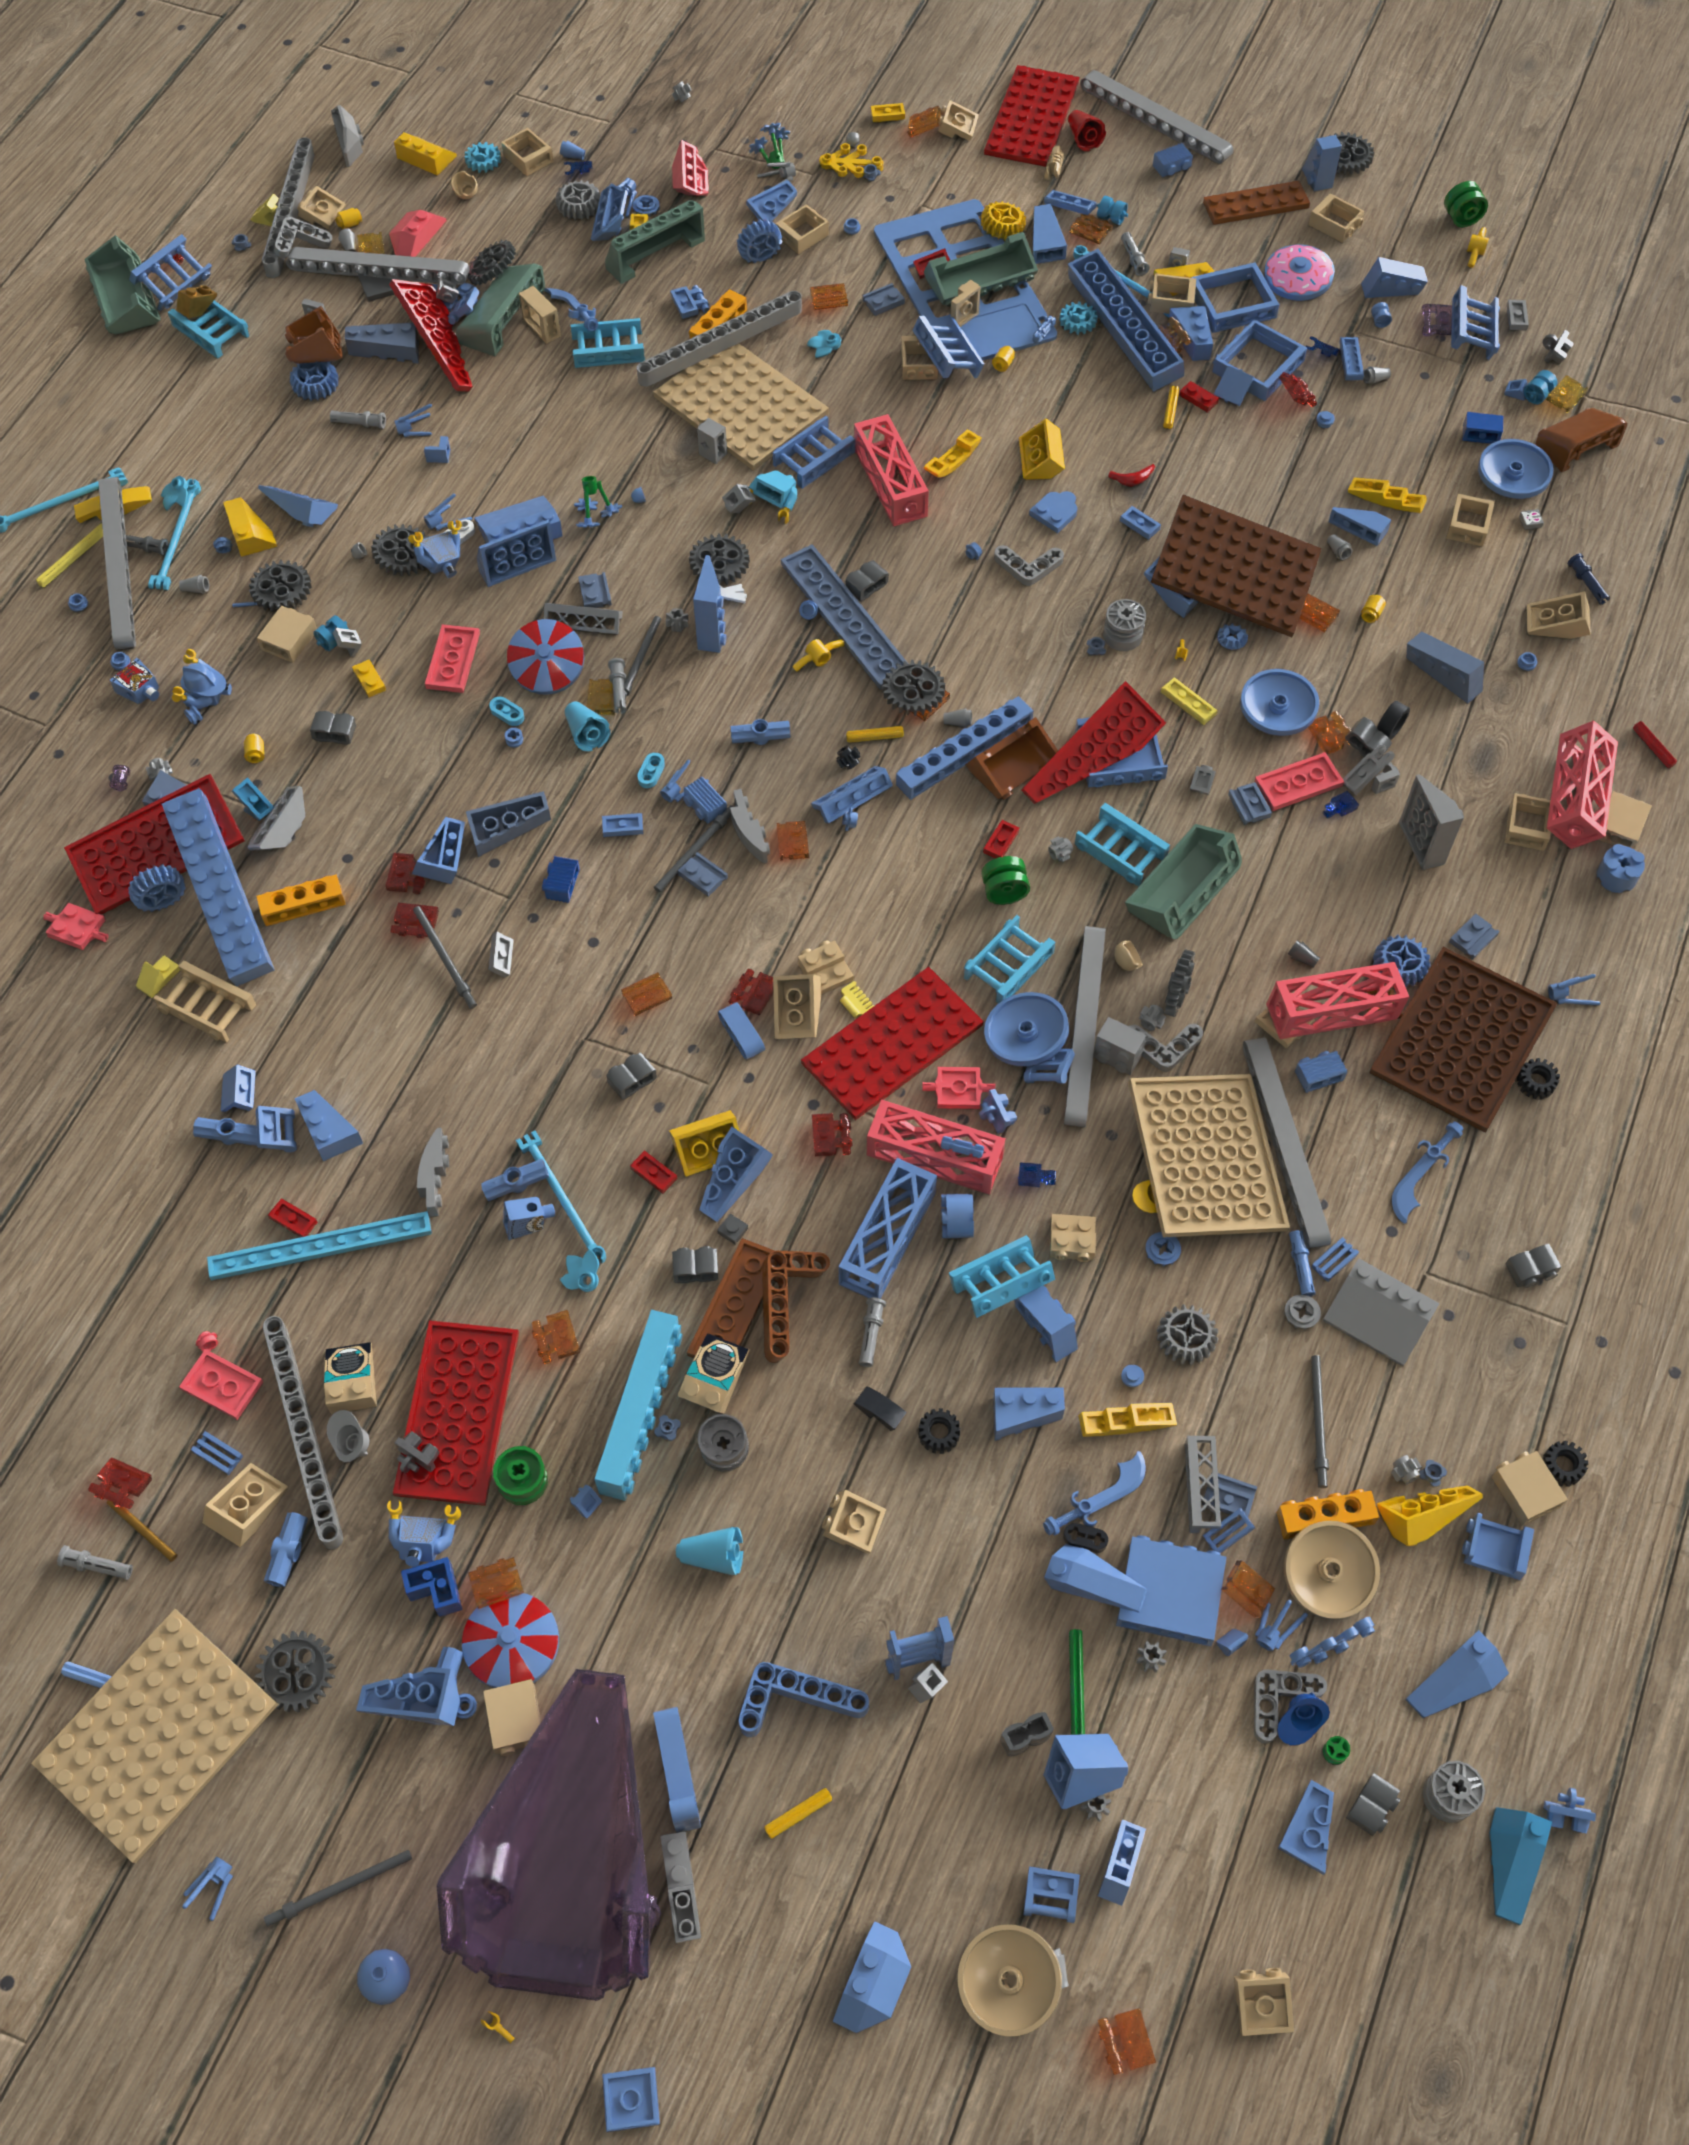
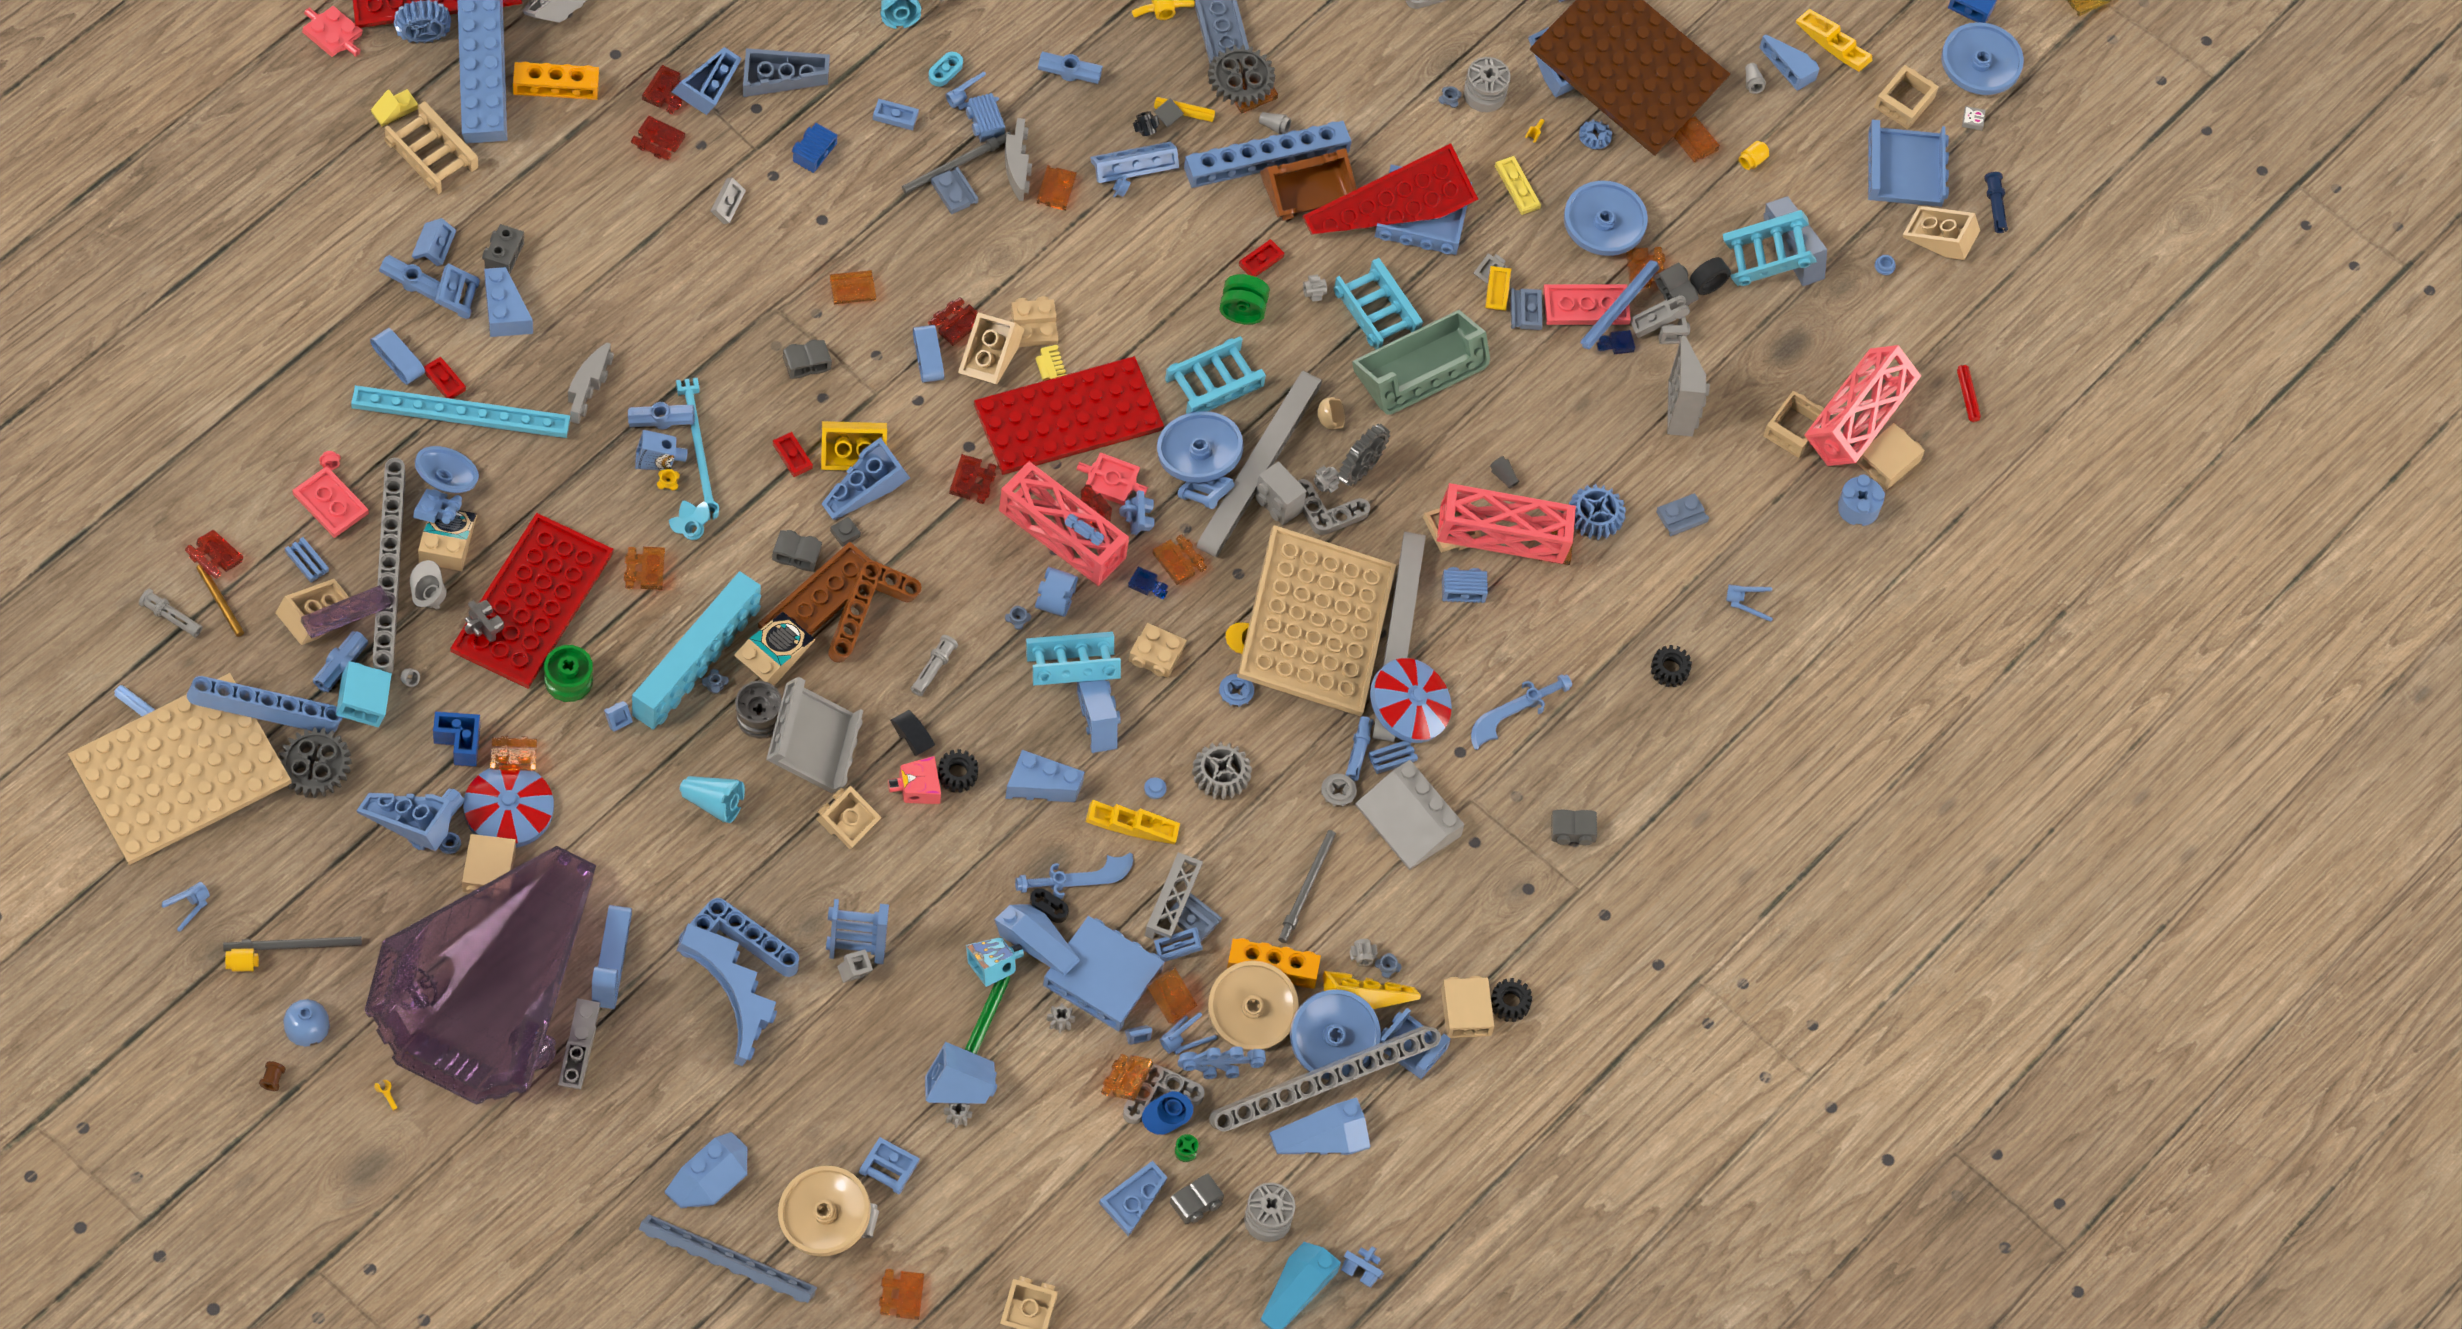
camera: 10 degrees right, 0 degrees up
(213, 1640) = (263, 704): none -> medium blue beam
(239, 1212) = (397, 356): none -> medium blue beam
(273, 1498) = (345, 611): none -> clear purple plate
(289, 1930) = (241, 960): none -> yellow brick
(306, 1072) = (504, 248): none -> dark grey brick
(321, 1578) = (363, 694): none -> medium azure brick
(323, 1353) = (436, 506): none -> medium blue plate
(325, 1309) = (446, 469): none -> medium blue dish
(363, 1544) = (411, 682): none -> light grey hinge
(367, 2058) = (272, 1076): none -> reddish brown bush
(421, 1537) = (463, 693): medium blue torso -> none
(462, 988) = (679, 220): dark grey bar -> none
(544, 1234) = (668, 474): none -> yellow plate
(631, 2099) = (476, 1184): medium blue plate -> none
(789, 1452) = (814, 737): none -> light grey panel
(798, 1813) = (701, 1028): yellow axle -> none
(842, 1775) = (720, 958): none -> medium blue arch
(863, 741) = (1168, 112): none -> dark grey slope
(906, 1458) = (918, 782): none -> coral torso
(917, 1183) = (1033, 558): medium blue piece -> none
(929, 1247) = (1022, 613): none -> sand blue plate
(931, 2078) = (730, 1259): none -> sand blue plate
(958, 1116) = (1096, 502): none -> clear red plate
(1032, 1732) = (919, 1036): dark grey brick -> none
(1051, 1146) = (1174, 562): none -> clear orange plate
(1059, 1620) = (993, 959): none -> medium azure torso
(1122, 1863) = (959, 1163): medium blue slope -> none
(1218, 794) = (1498, 288): none -> yellow tile
(1251, 1696) = (1132, 1077): none -> clear orange plate
(1329, 1199) = (1410, 700): none -> dish
(1330, 771) = (1619, 304): none -> medium blue axle
(1424, 1569) = (1332, 1028): none -> medium blue dish
(1431, 660) = (1760, 231): none -> medium azure fence
(1433, 1632) = (1314, 1078): none -> light grey beam
(1463, 1039) = (1619, 604): reddish brown plate -> none
(1501, 574) = (1907, 166): none -> medium blue panel
(1580, 433) = (2071, 44): dark orange windscreen -> none

